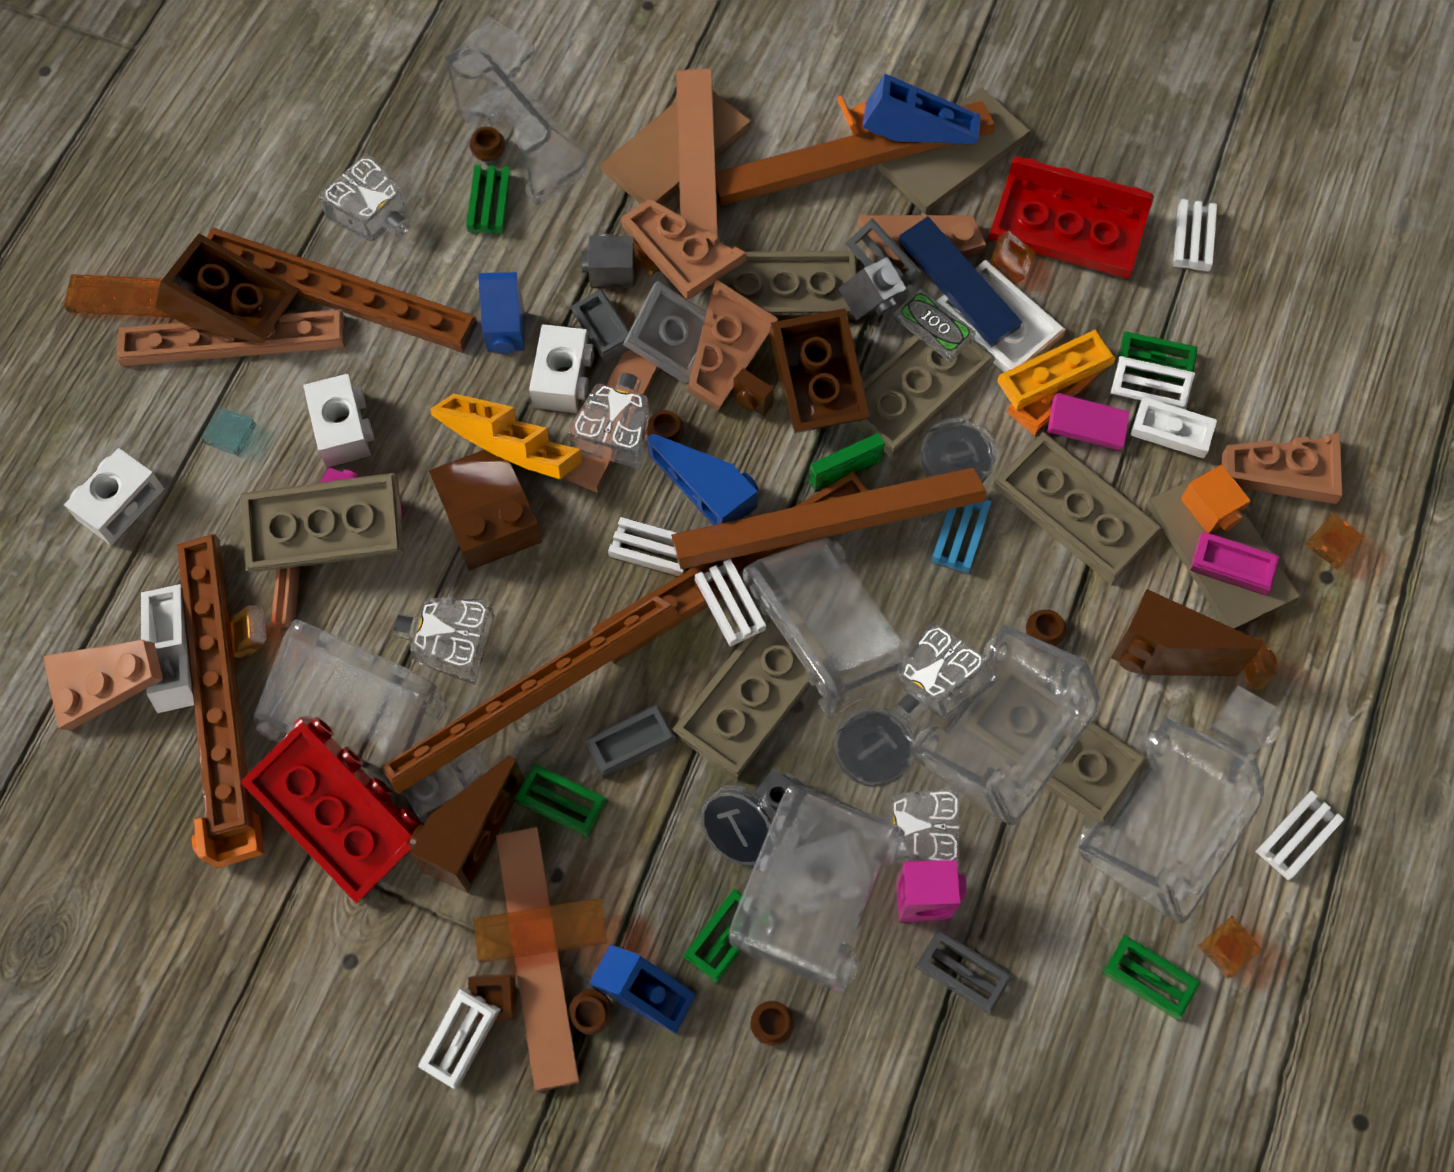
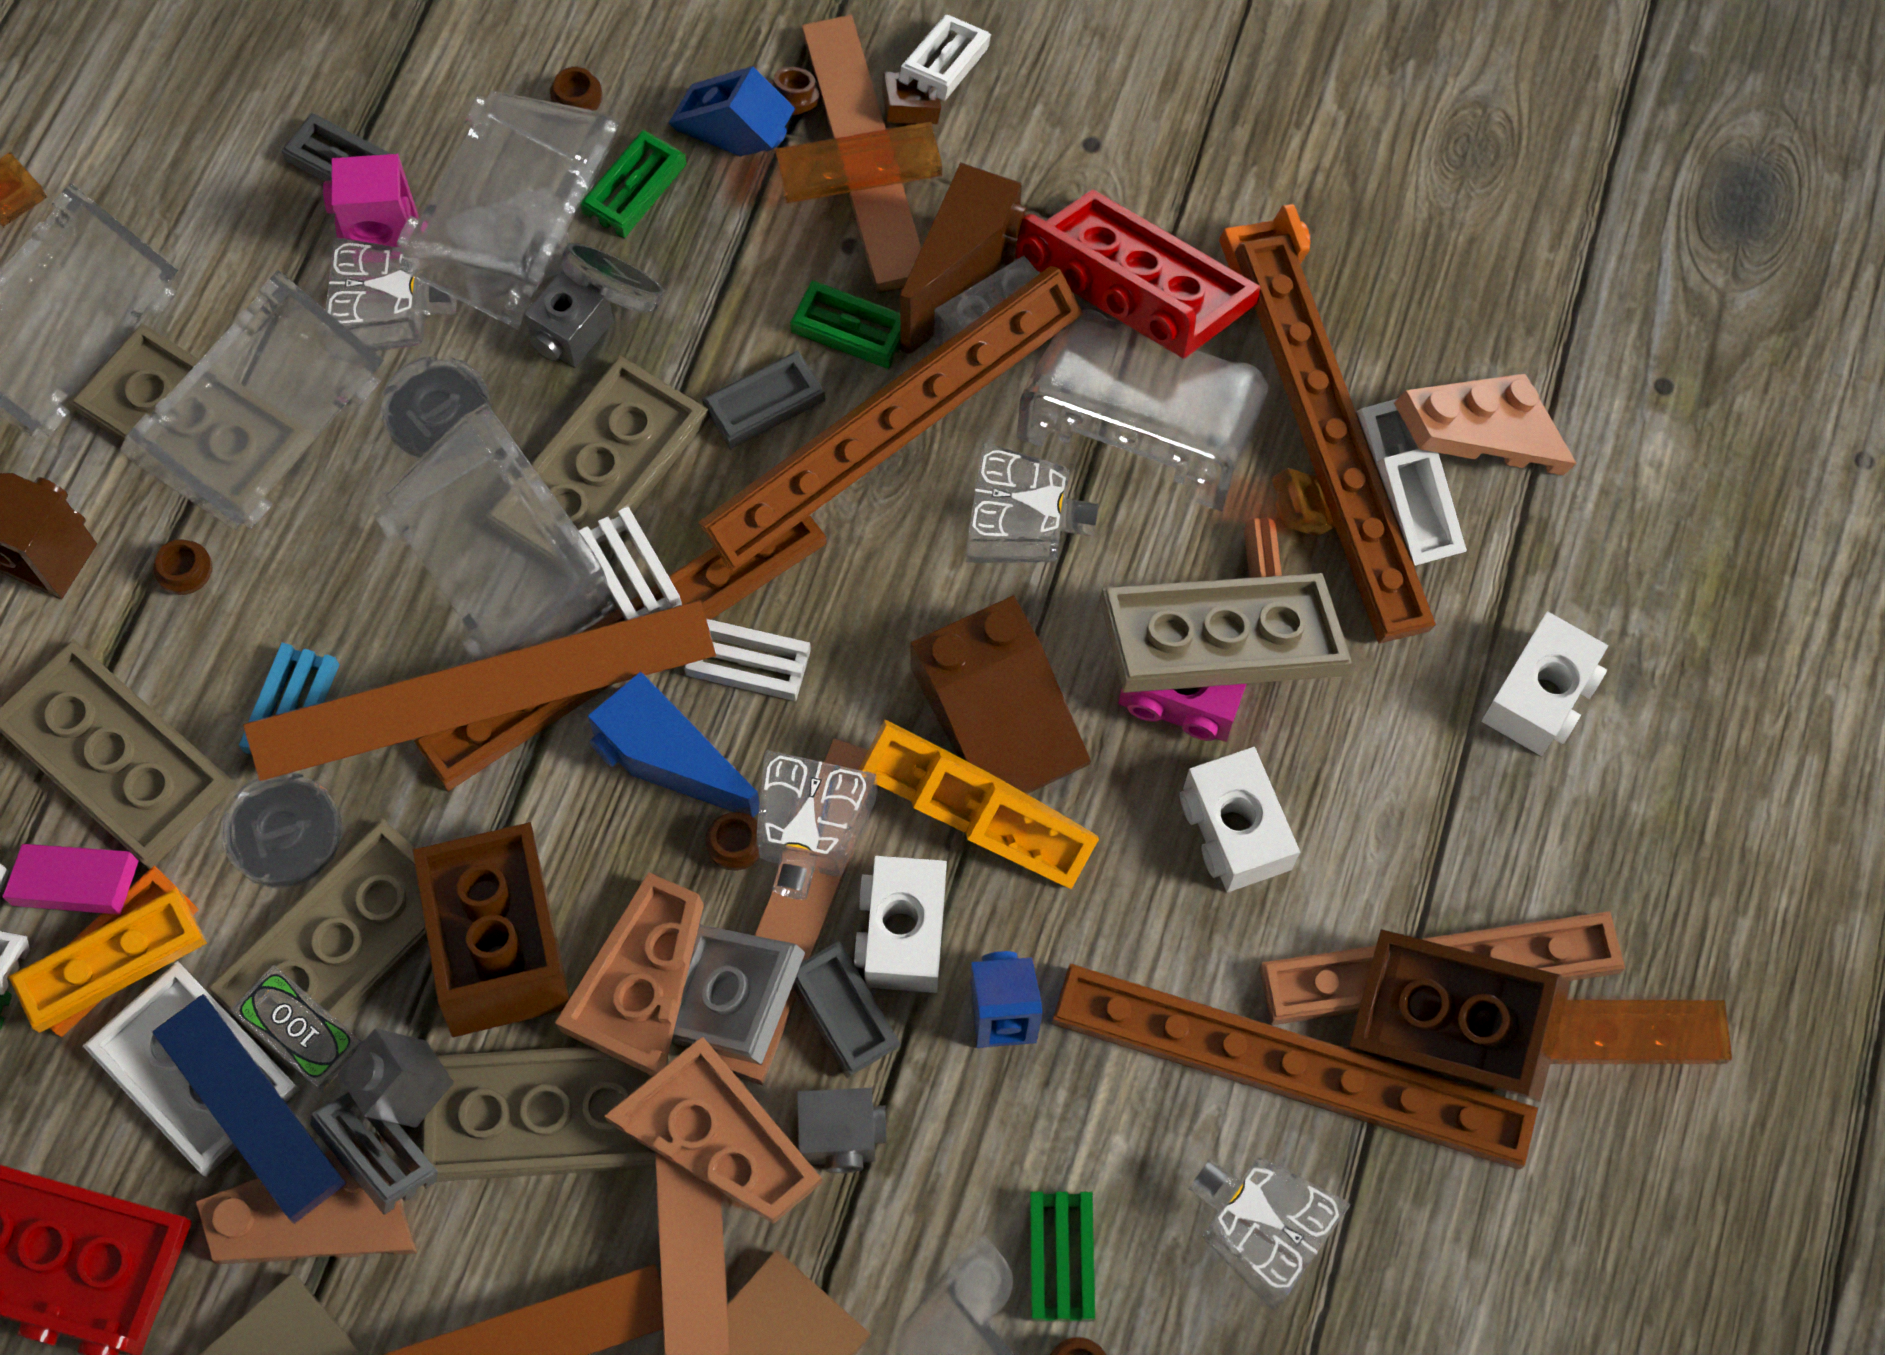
camera: 175 degrees right, 0 degrees up
(229, 431) = (1405, 806): clear light blue tile -> none
(752, 392) = (596, 895): reddish brown plate -> none
(841, 463) = (453, 790): green tile -> none
(942, 675) = (334, 476): clear torso -> none
(1012, 257) = (153, 1173): clear orange plate -> none
(1143, 991) = (143, 182): green tile -> none

